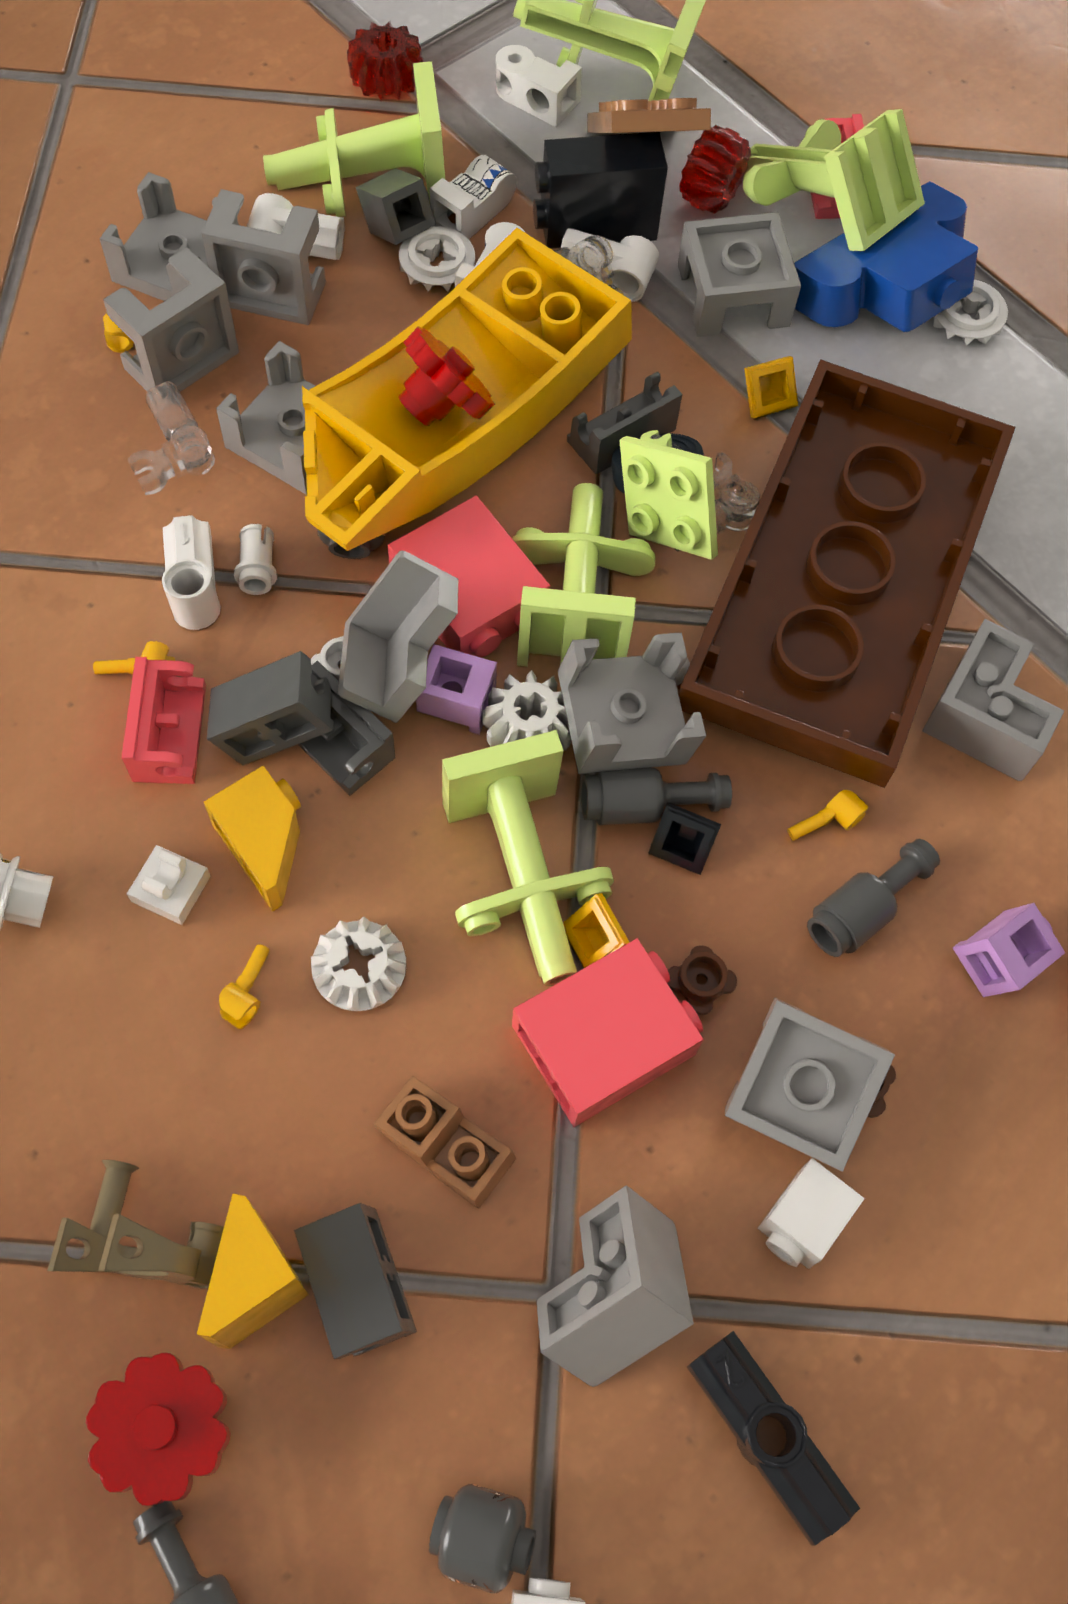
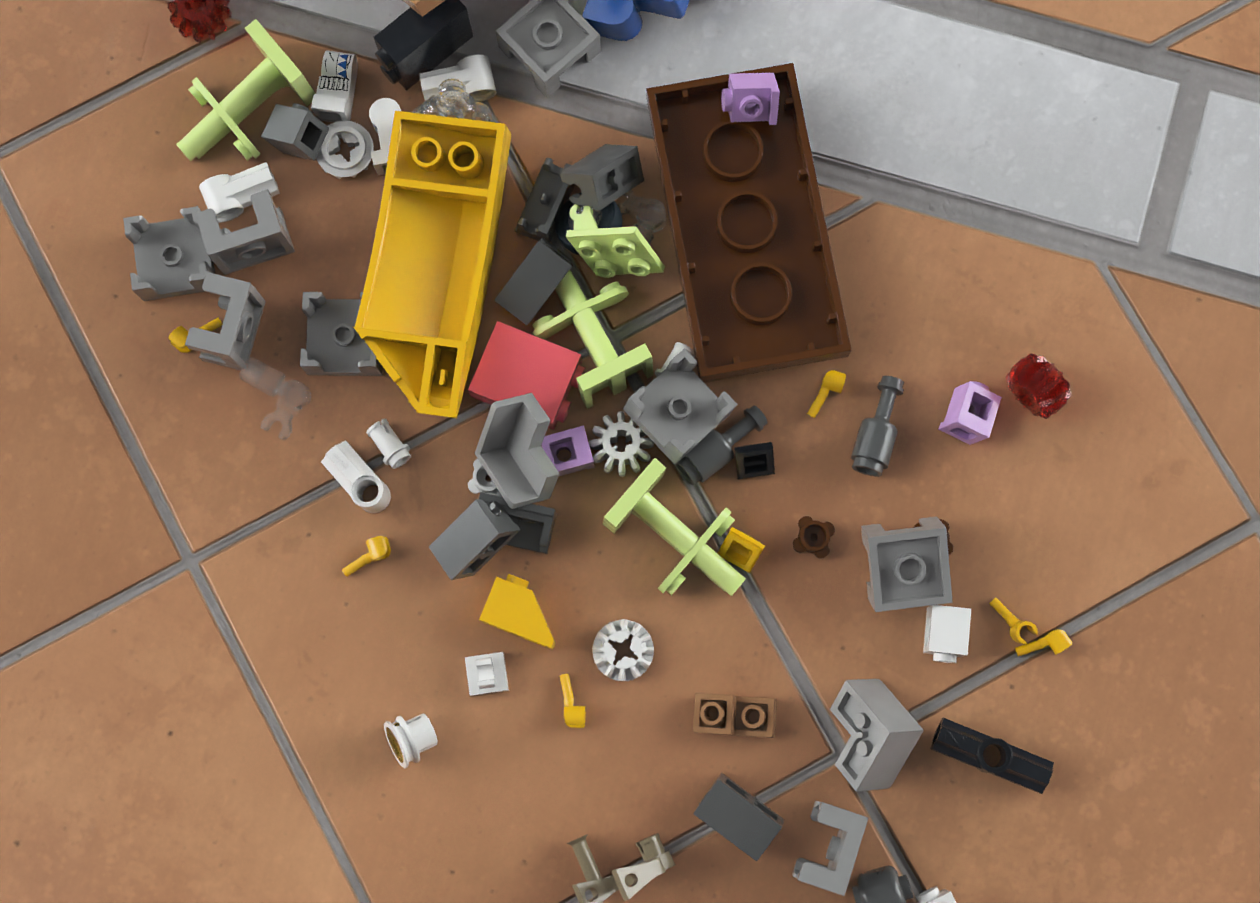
camera: 25 degrees left, 15 degrees up
(163, 722) = (414, 582): coral hinge -> none
(248, 1281) = (692, 851): yellow slope -> none
(441, 381) = (429, 259): red plant -> none
(461, 1421) = (840, 852): none -> light grey panel
(548, 479) = (534, 281): none -> dark grey hinge
(607, 1031) = (783, 601): coral brick -> none
(711, 422) = (604, 175): none -> dark grey hinge
(771, 386) = (620, 114): yellow slope -> none
(913, 1267) = (1014, 623): none -> yellow hand
(961, 426) = (751, 97): none -> lavender brick
(963, 1329) = (1056, 639): none -> yellow hand
(989, 714) = (873, 268): light grey panel -> none

